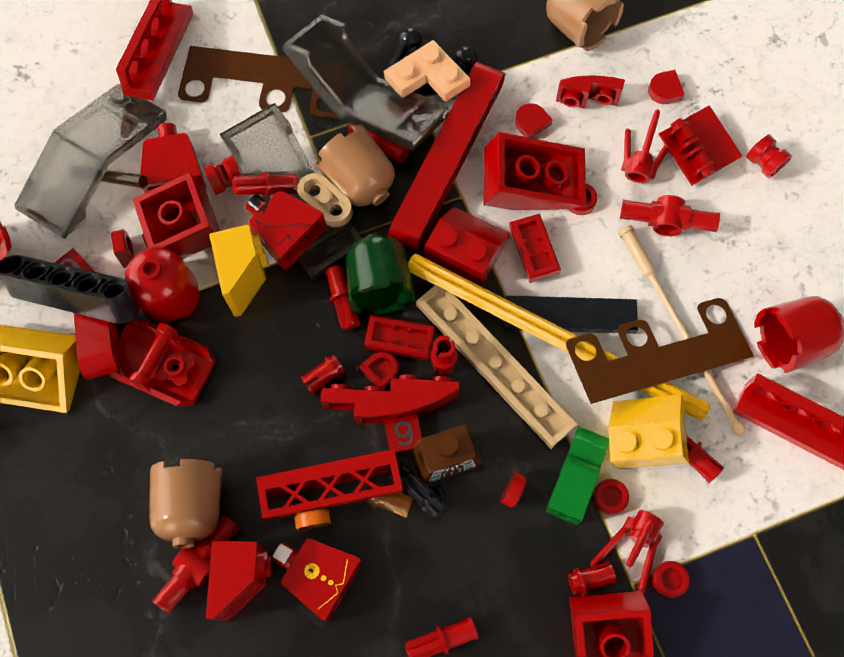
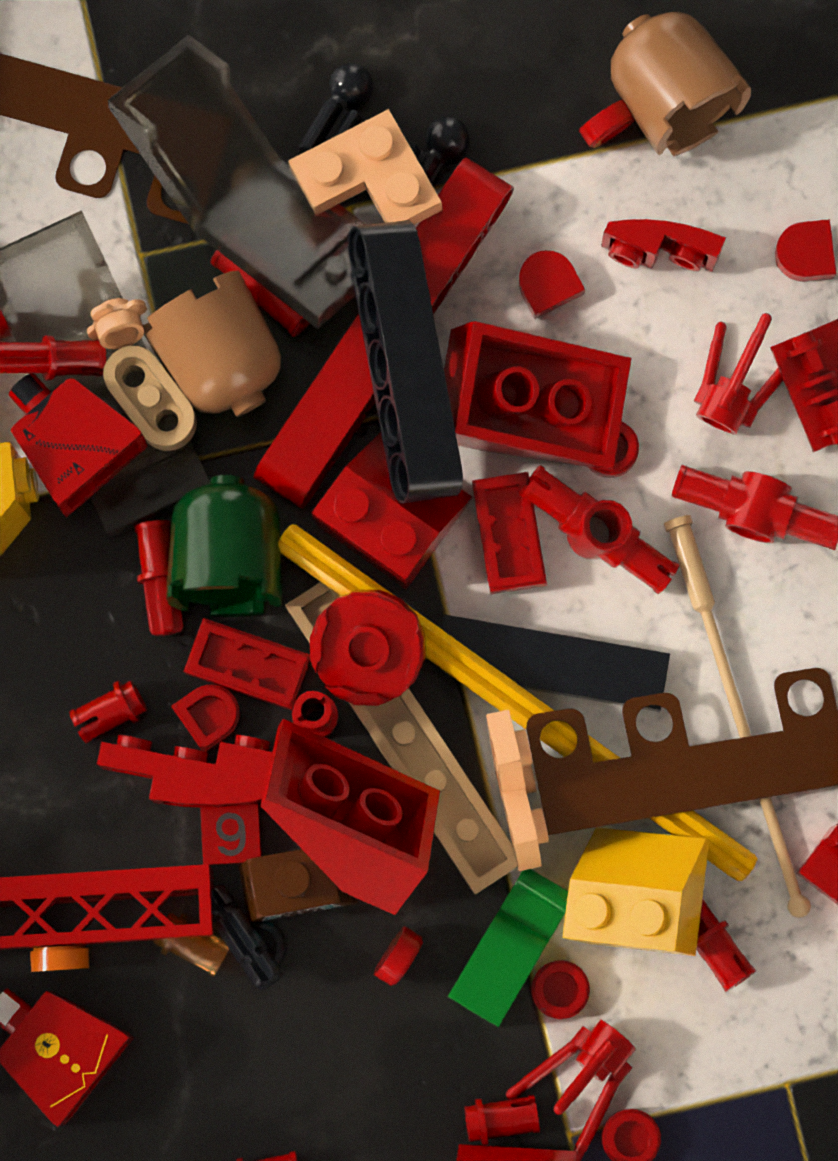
camera: 10 degrees right, 10 degrees up
(301, 161) = (117, 323): none -> light nougat plate
(464, 159) = (405, 361): none -> black beam
(468, 313) = (368, 647): none -> red tile
(478, 405) = (351, 815): none -> red slope
(548, 38) = (607, 124): none -> red tile
(564, 379) = (515, 780): none -> light nougat plate
(596, 244) = (623, 544): none -> red pin

